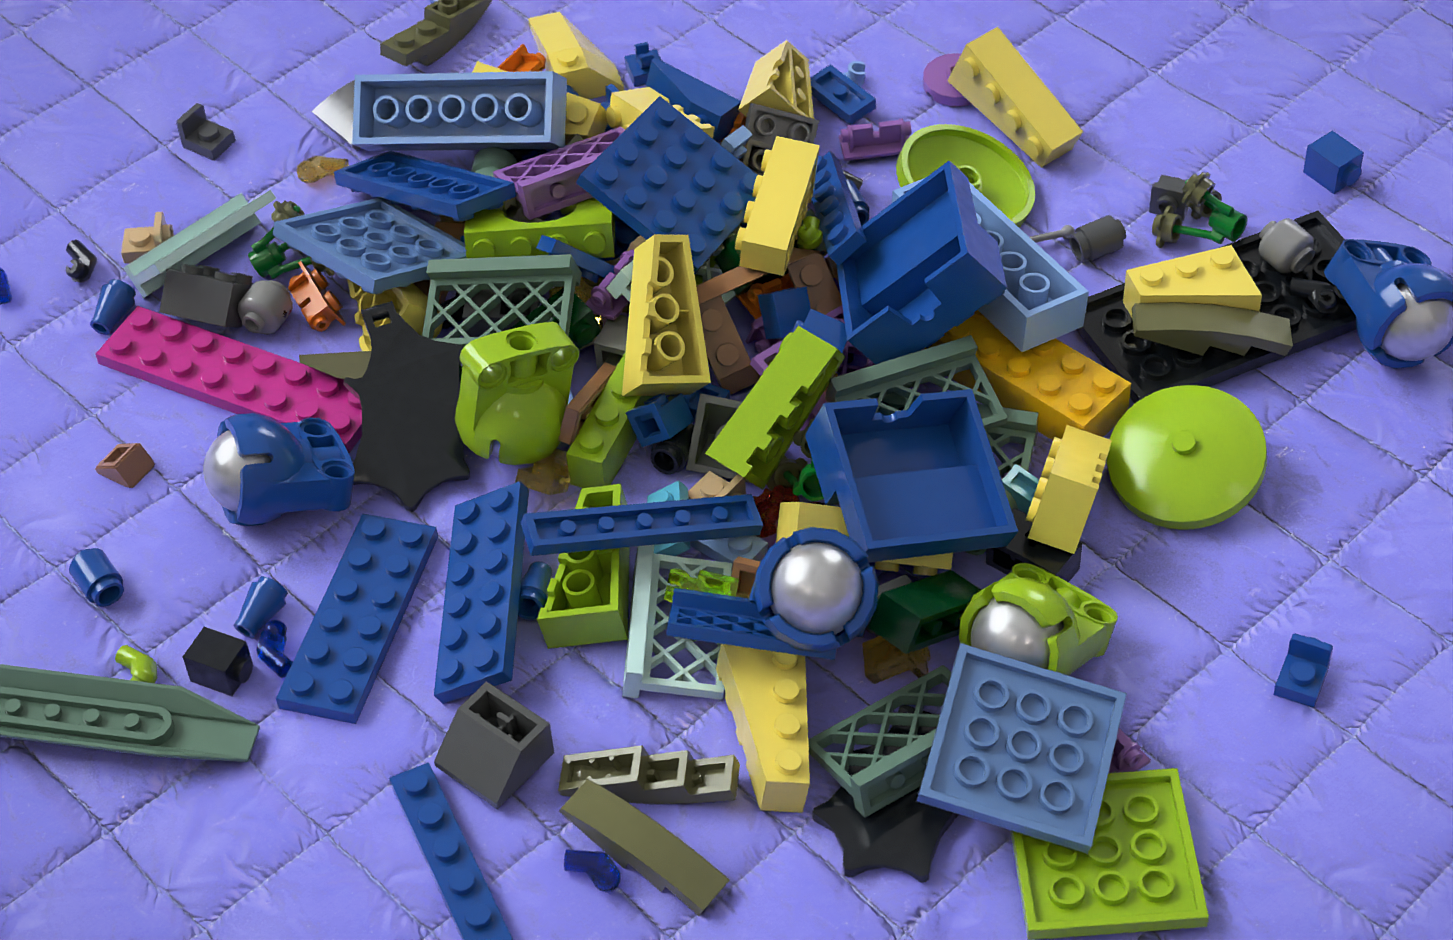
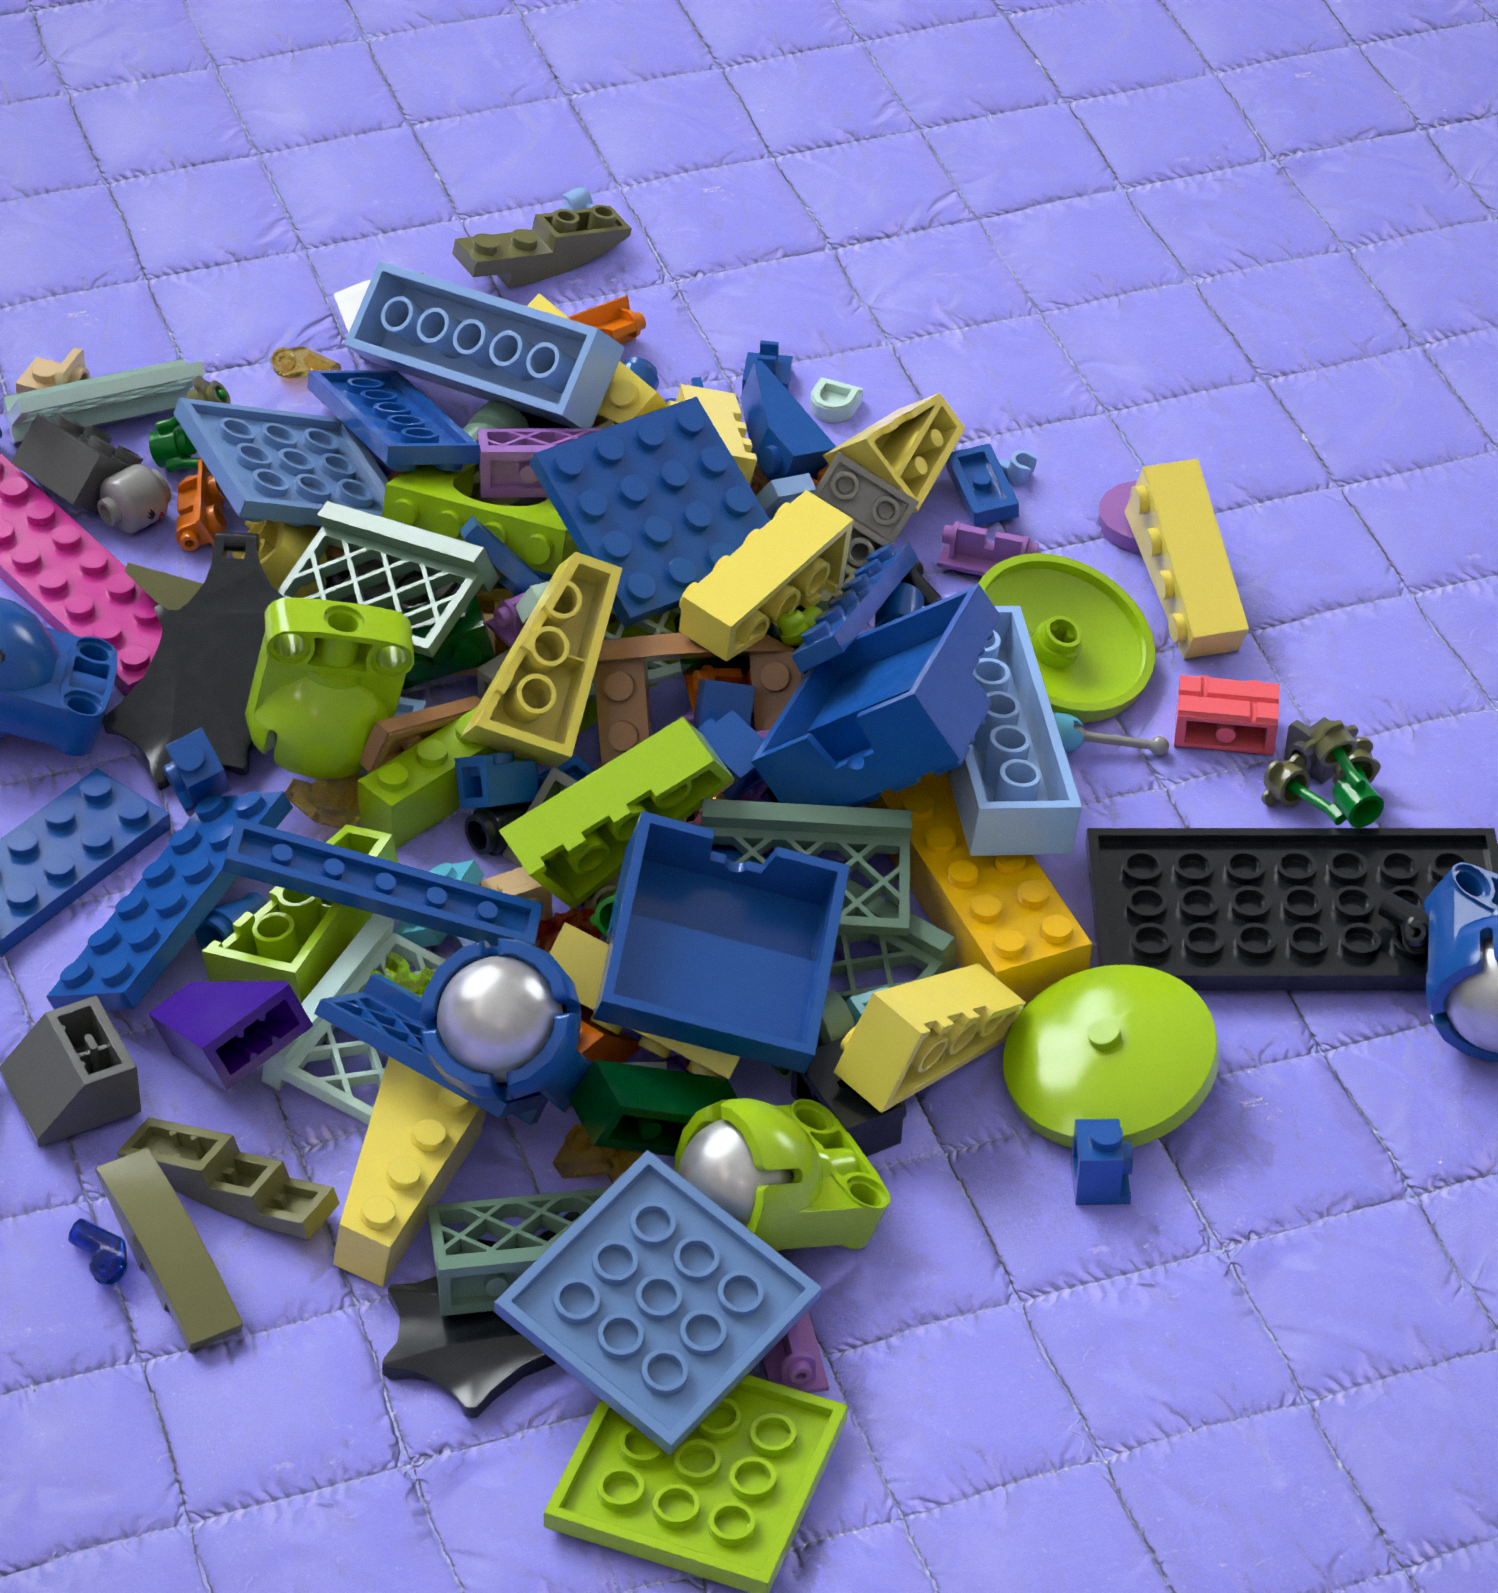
camera: 20 degrees right, 5 degrees down
(203, 135) = (193, 279): dark grey bracket -> none
(440, 489) = (194, 769): none -> blue brick
(573, 56) = (685, 333): light yellow wedge -> none
(592, 667) = (230, 1026): none -> dark purple slope
(702, 67) = (834, 400): none -> light aqua tile
(1097, 238) = (1186, 765): dark grey brick -> none
(1101, 193) = (1226, 715): none -> coral brick
(1198, 278) = (1246, 861): light yellow wedge -> none
(1198, 326) = (1253, 918): olive slope -> none
(1230, 526) = (1100, 1163): none -> blue brick
(1286, 246) = (1408, 852): light grey head -> none
(1304, 670) = (1089, 1360): blue bracket -> none

